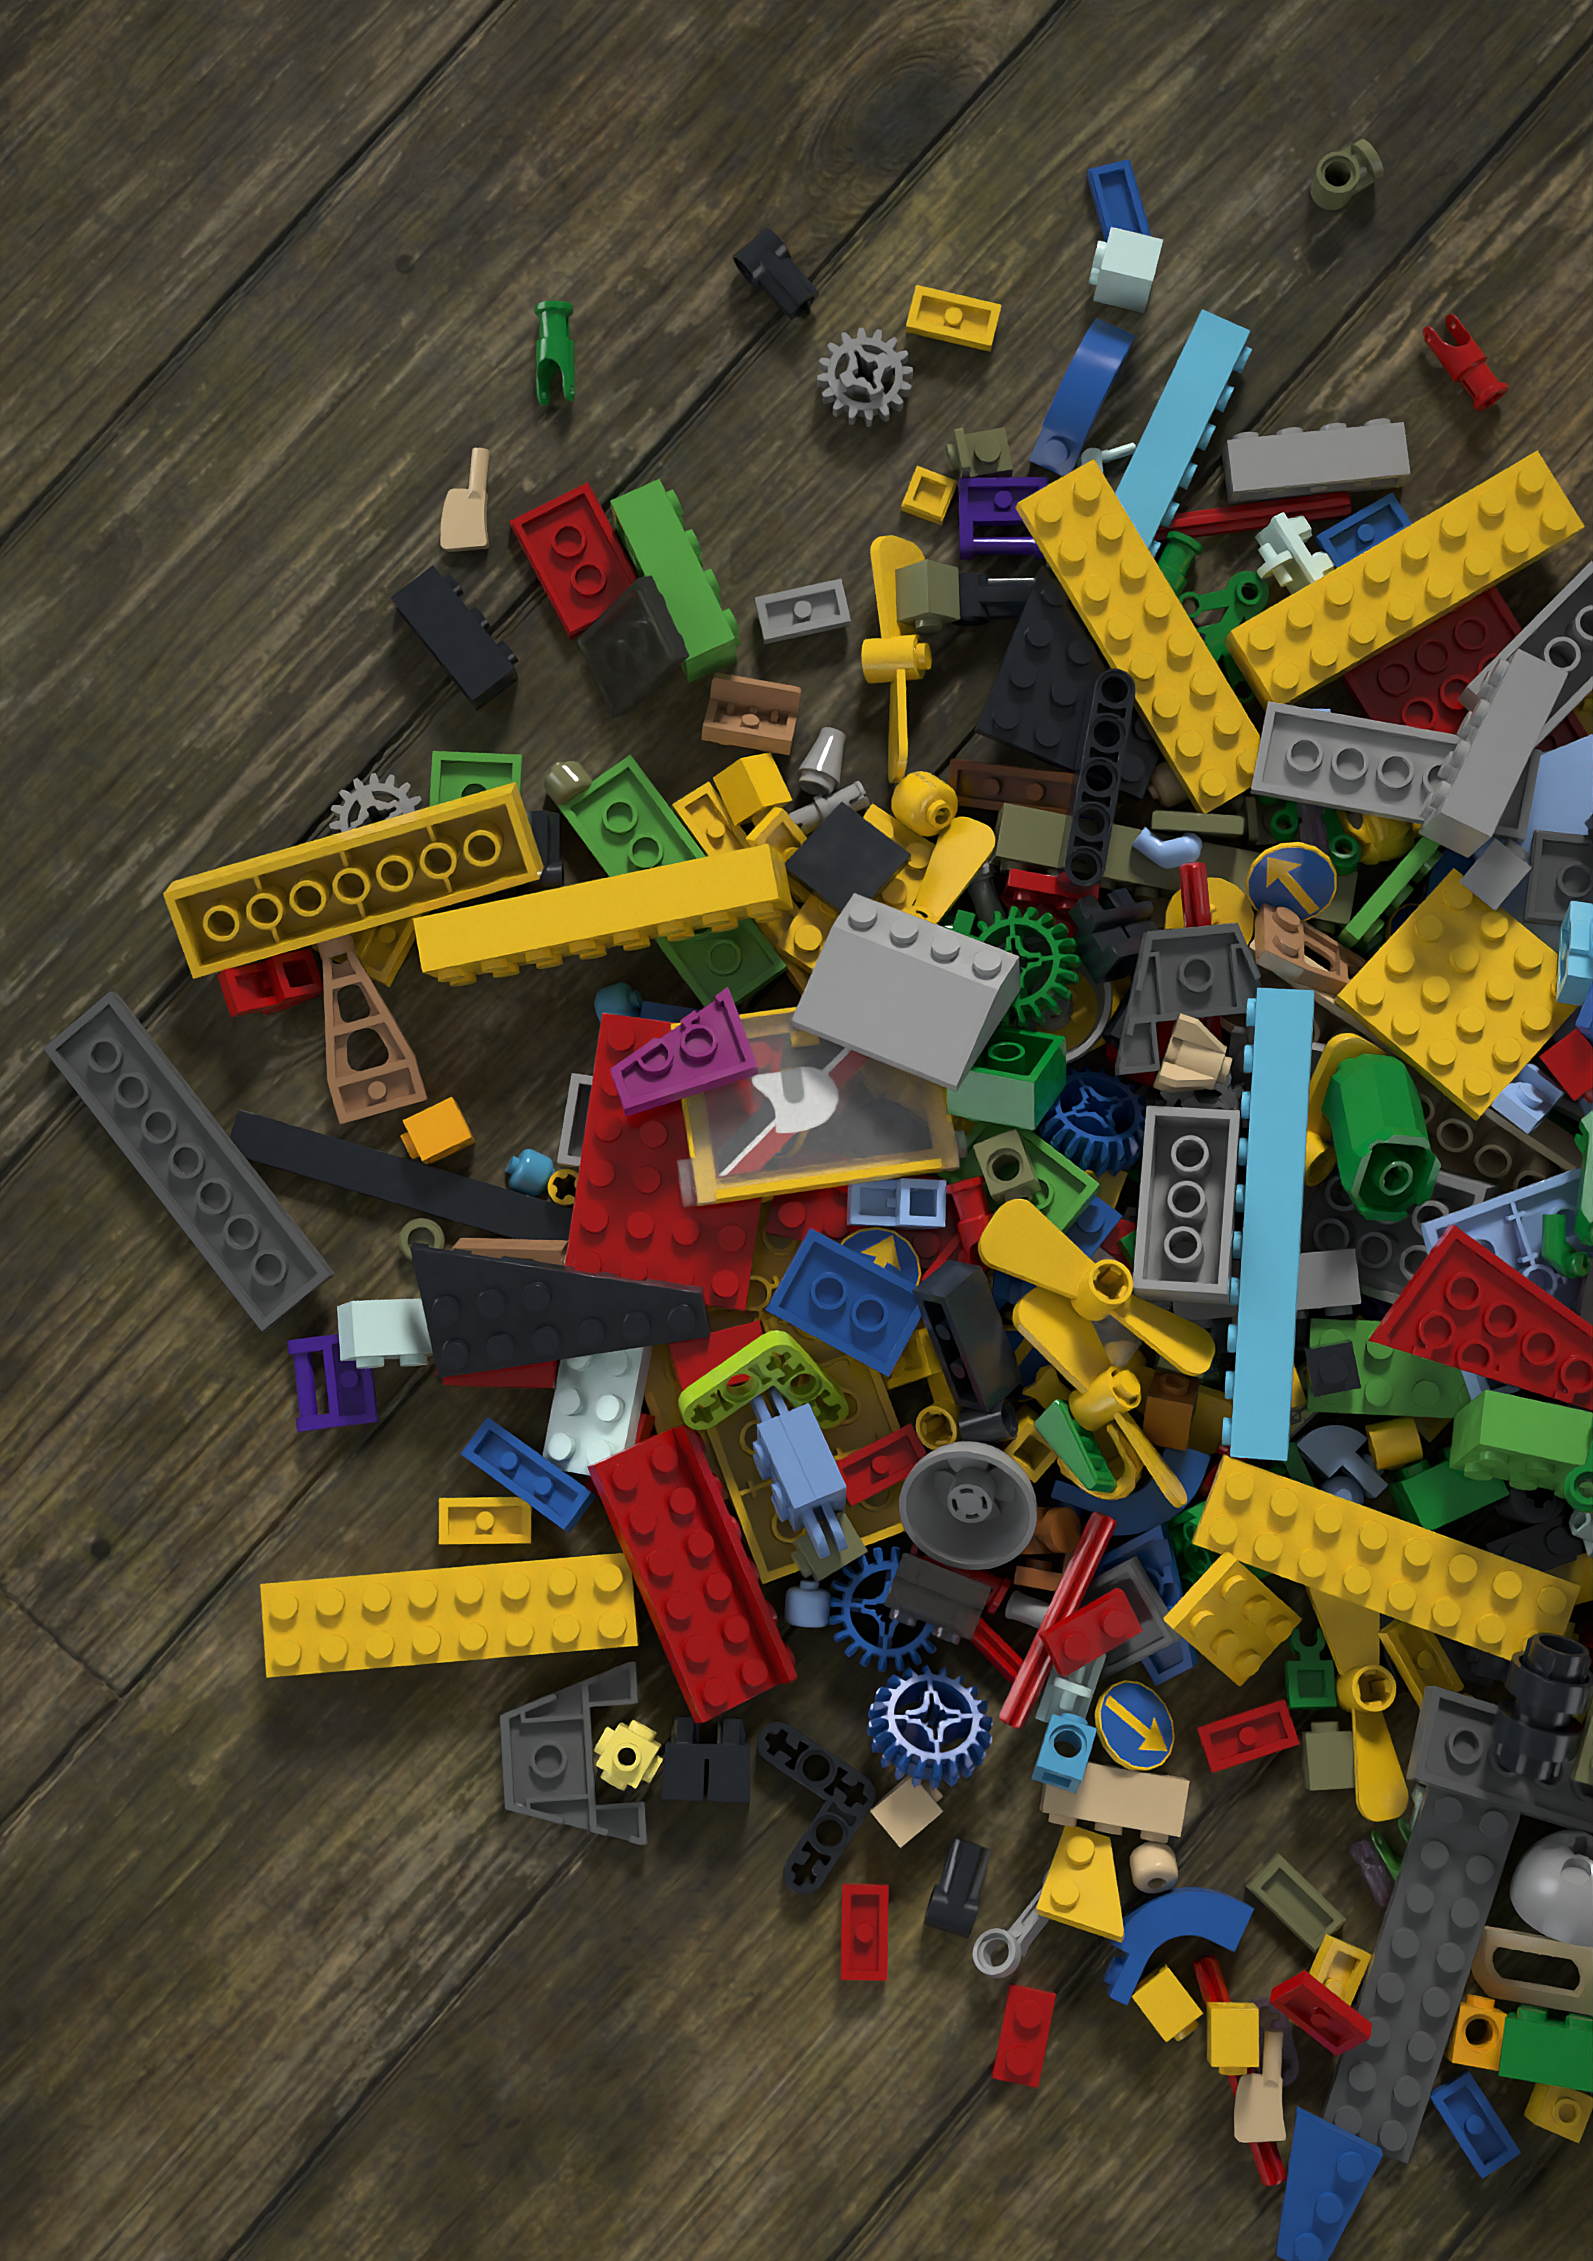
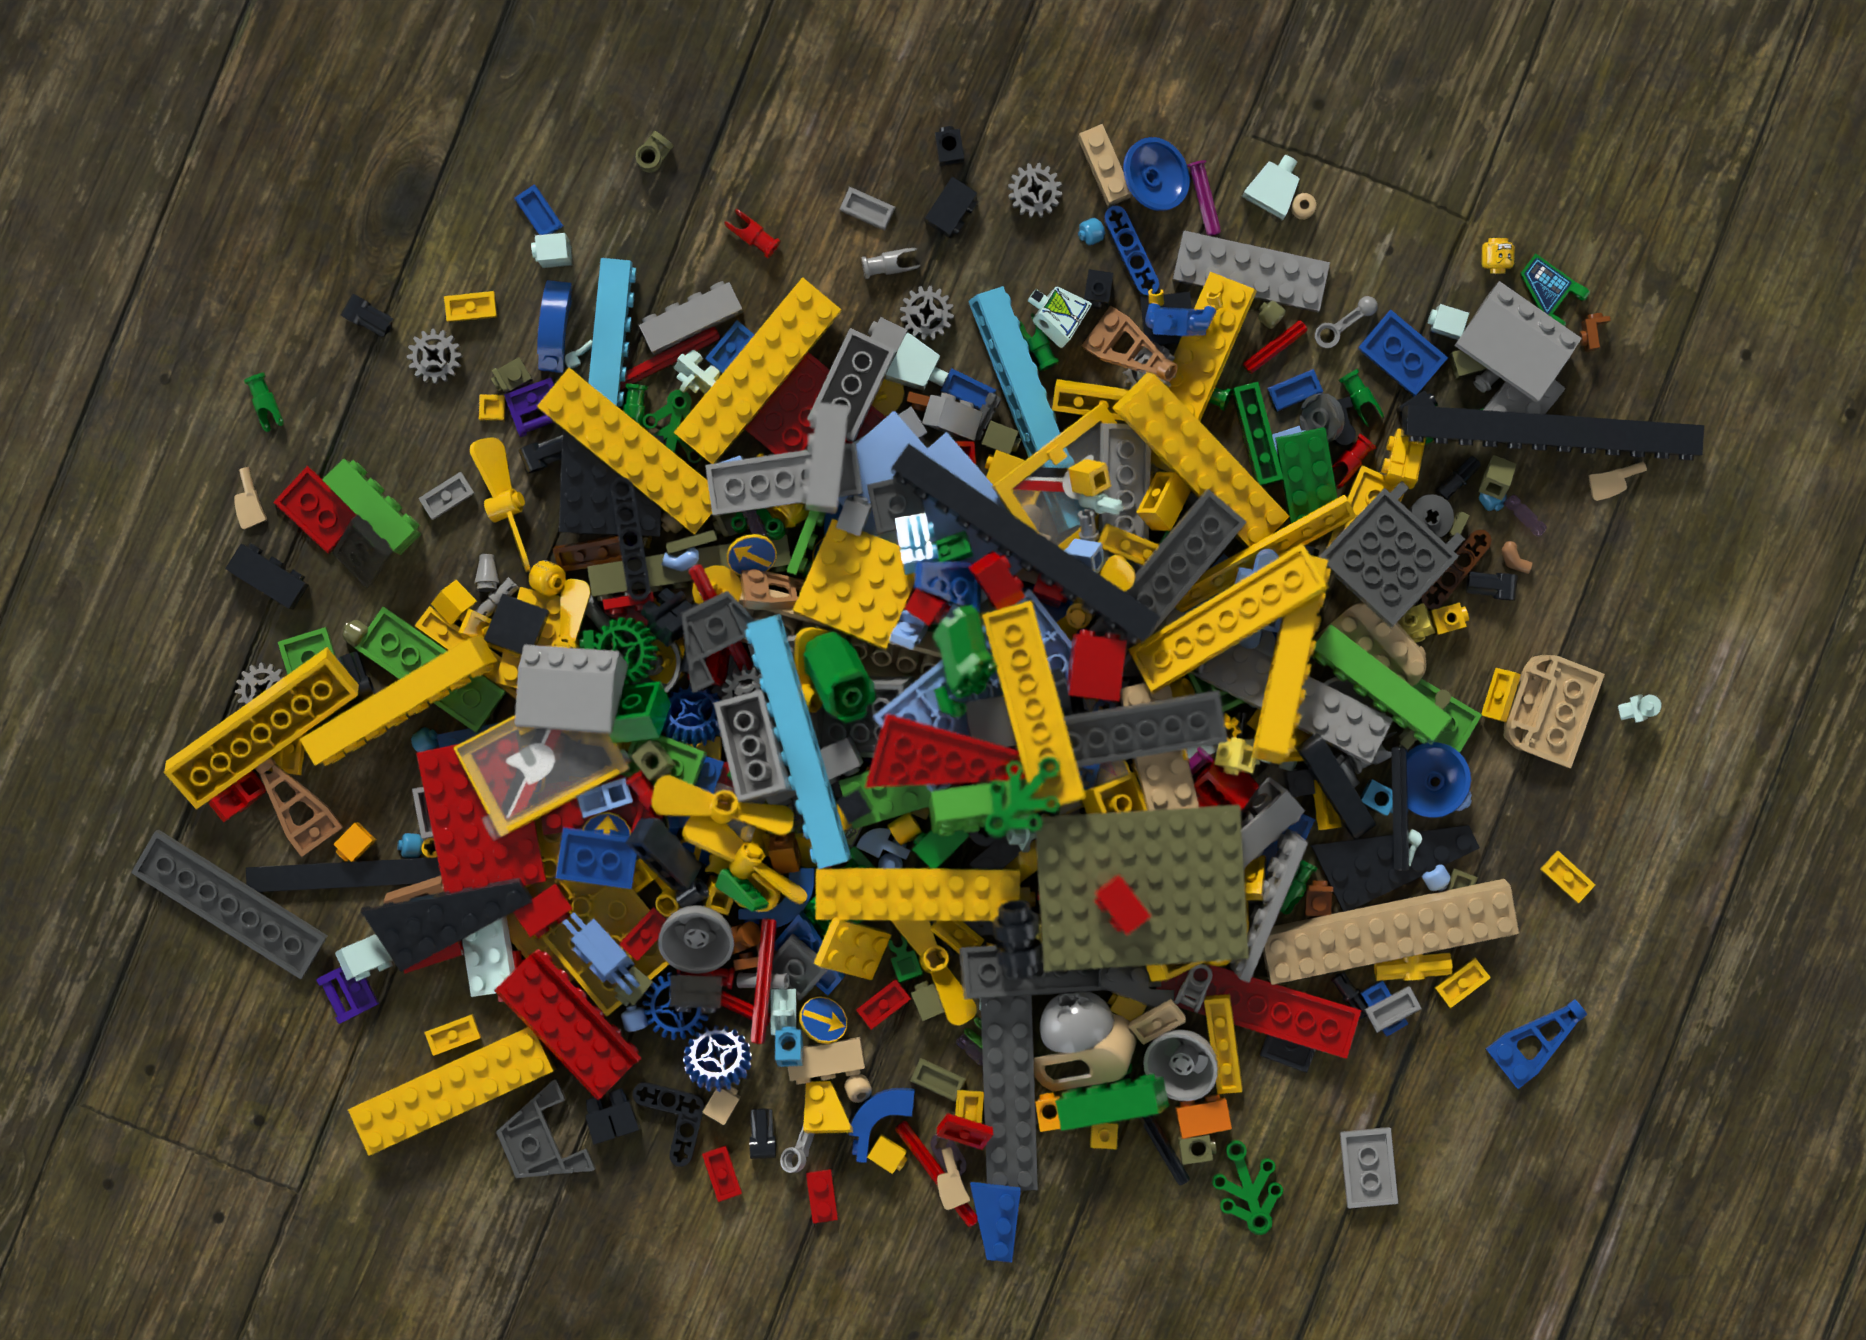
camera: 20 degrees left, 5 degrees up
(421, 1231) = (366, 898): olive tile -> none
(528, 1475) = (466, 1004): blue plate -> none
(628, 1736) = (576, 1121): light yellow brick -> none
(690, 1059) = (470, 762): magenta wing -> none
(751, 713) = (439, 562): medium nougat bracket -> none
(764, 1372) = (561, 905): lime beam -> none
(927, 595) = (509, 465): olive brick -> none
(1090, 1632) = (781, 981): red plate -> none
(1192, 1059) = (729, 669): tan brick -> none
(1232, 2036) = (925, 1159): yellow brick -> none
(1474, 2123) = (1064, 1158): blue plate -> none

